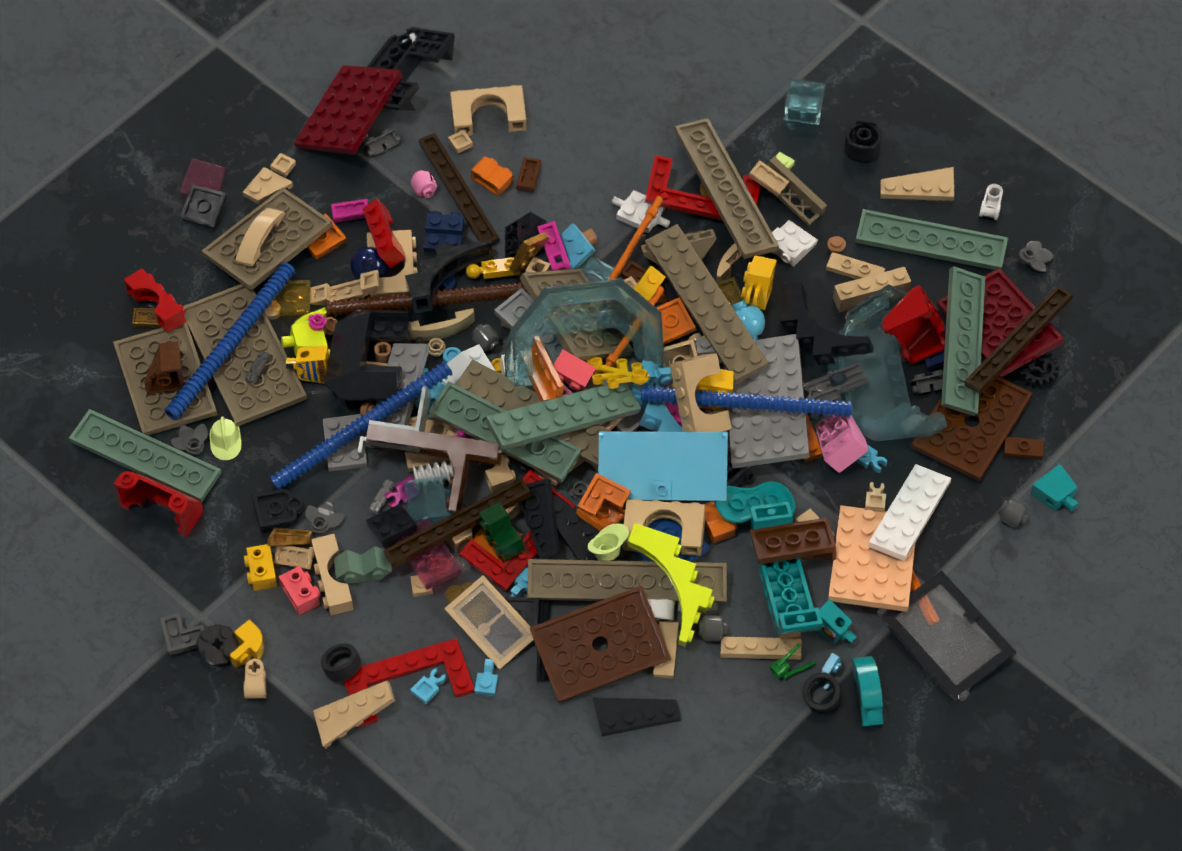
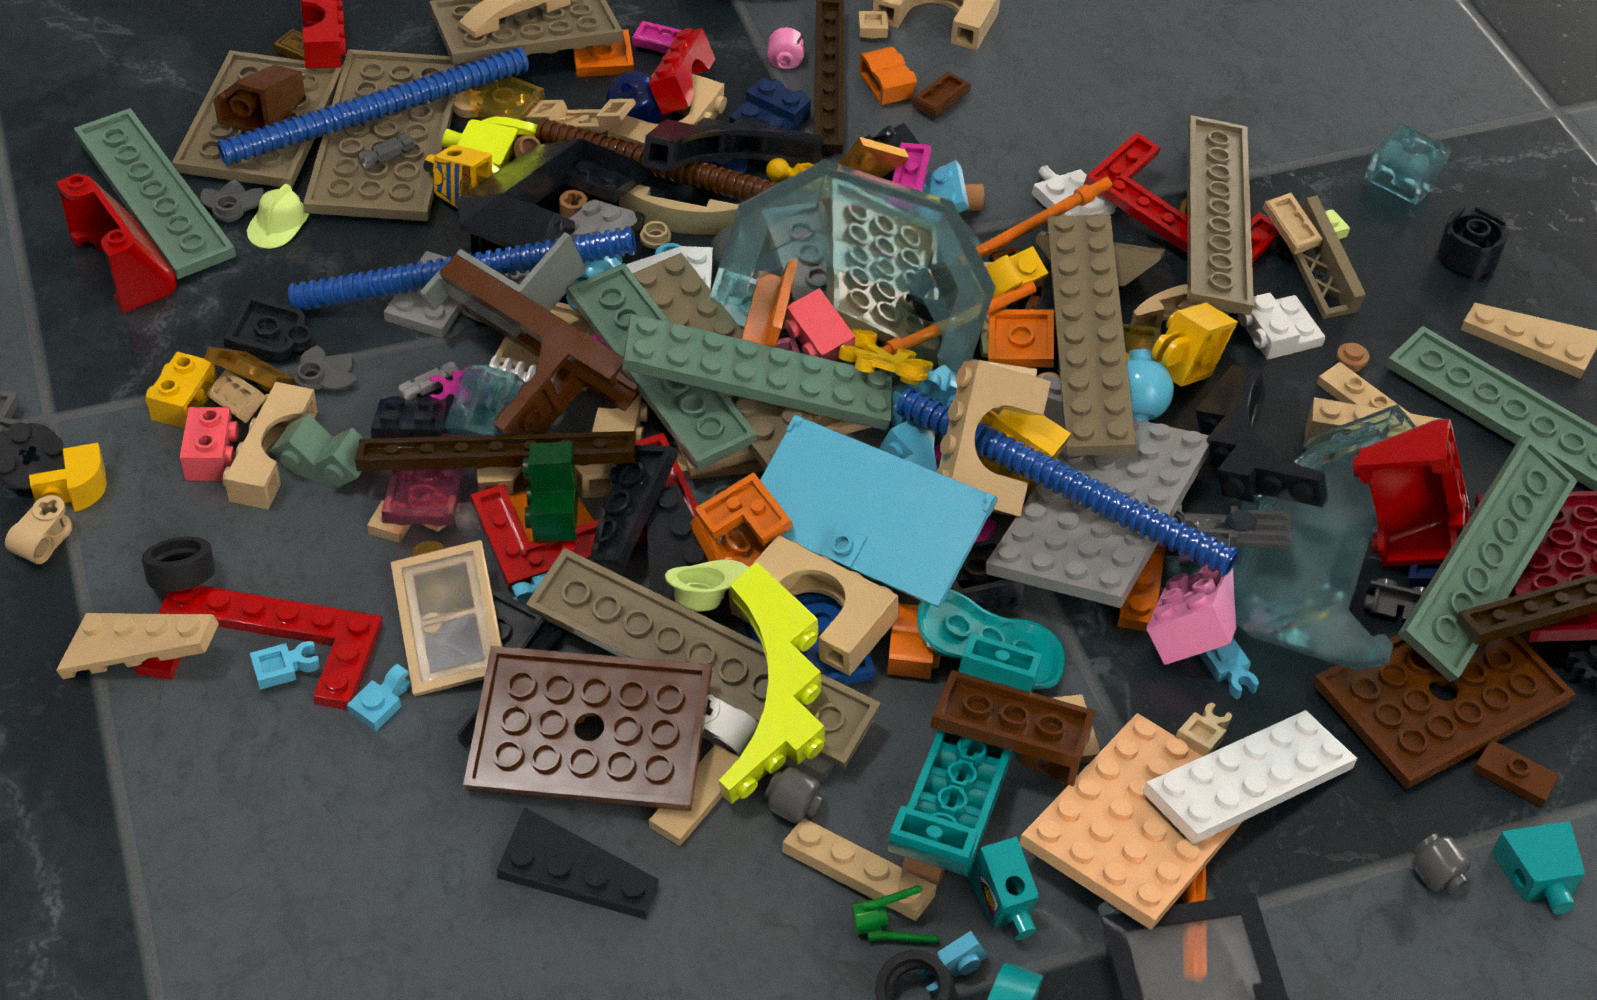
camera: 25 degrees right, 10 degrees down
(314, 325) = (506, 129): dark pink plate -> none

